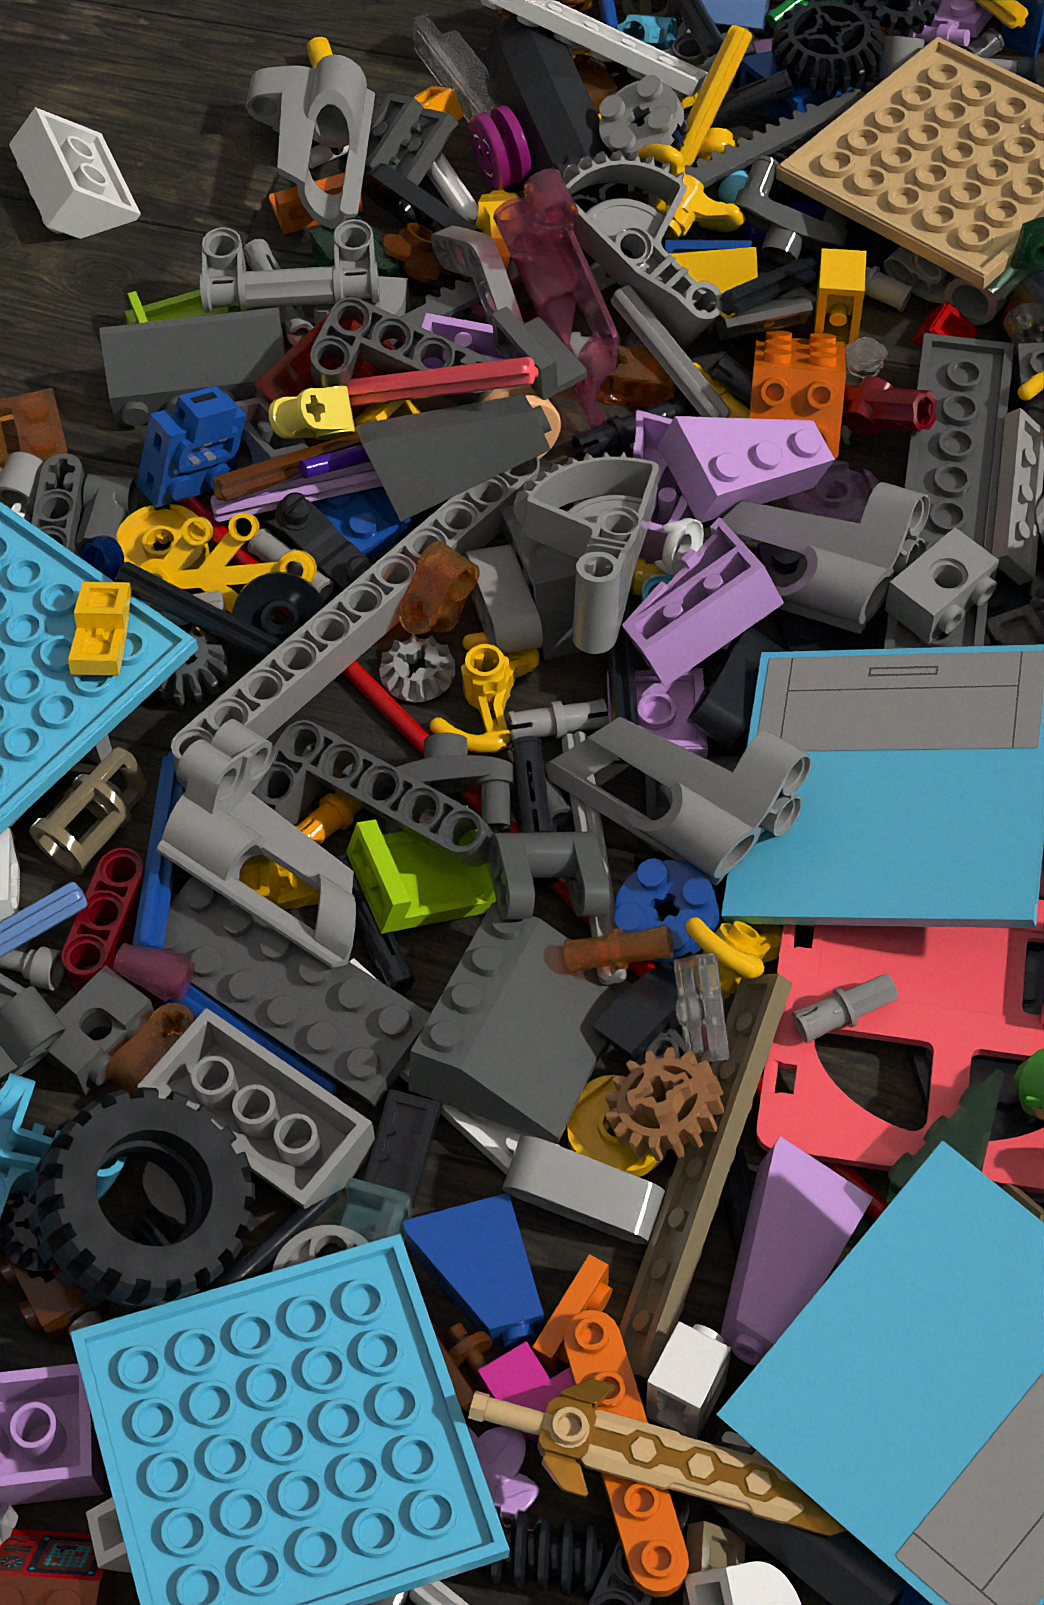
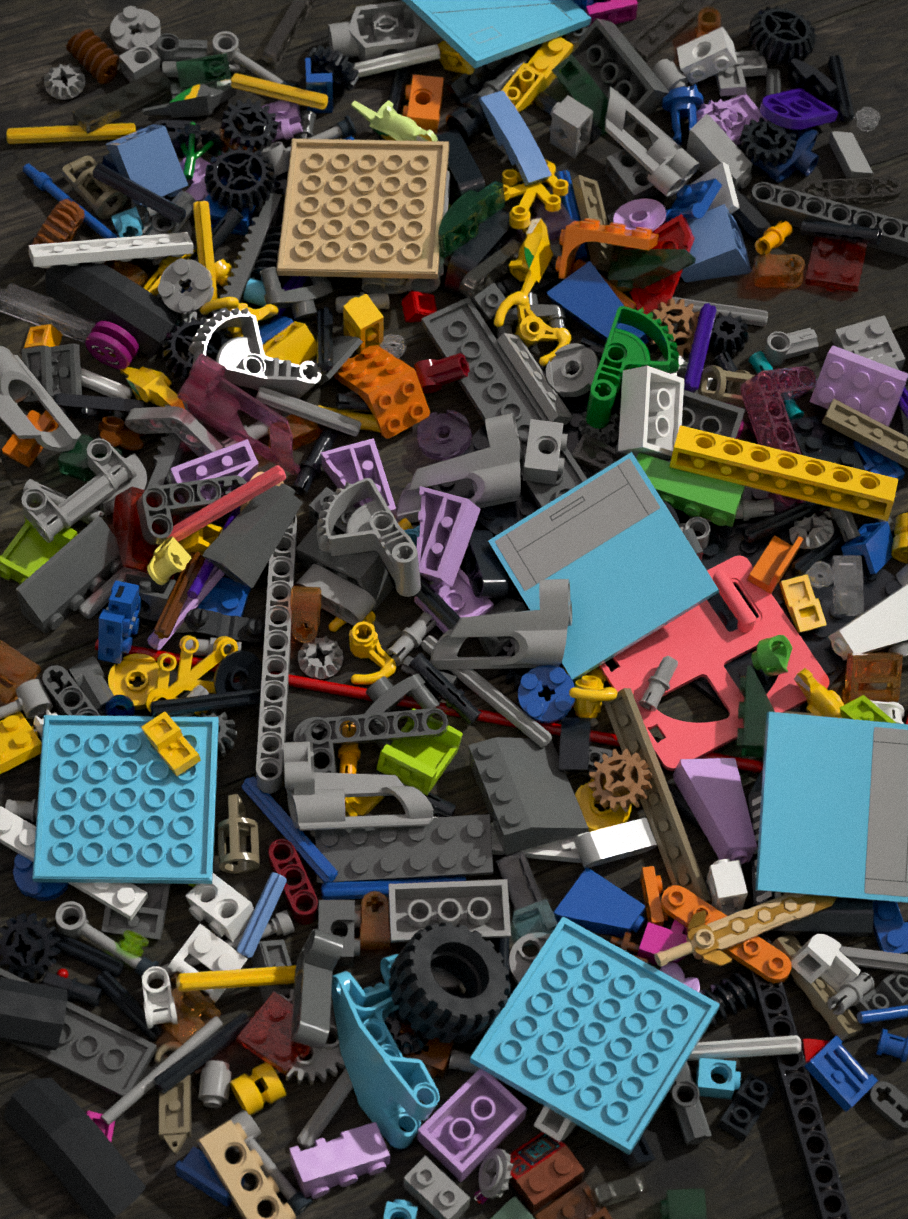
camera: 45 degrees left, 5 degrees up
(155, 970) = (347, 884): clear pink cone -> none
(555, 362) = (250, 454): dark grey panel -> none
(569, 855) = (469, 715): dark grey connector -> none
(618, 948) = (545, 726): clear orange pin -> none
(691, 536) = (402, 509): white piece -> none
(701, 1007) = (602, 727): clear plate -> none
(742, 460) = (400, 449): lavender wedge -> none

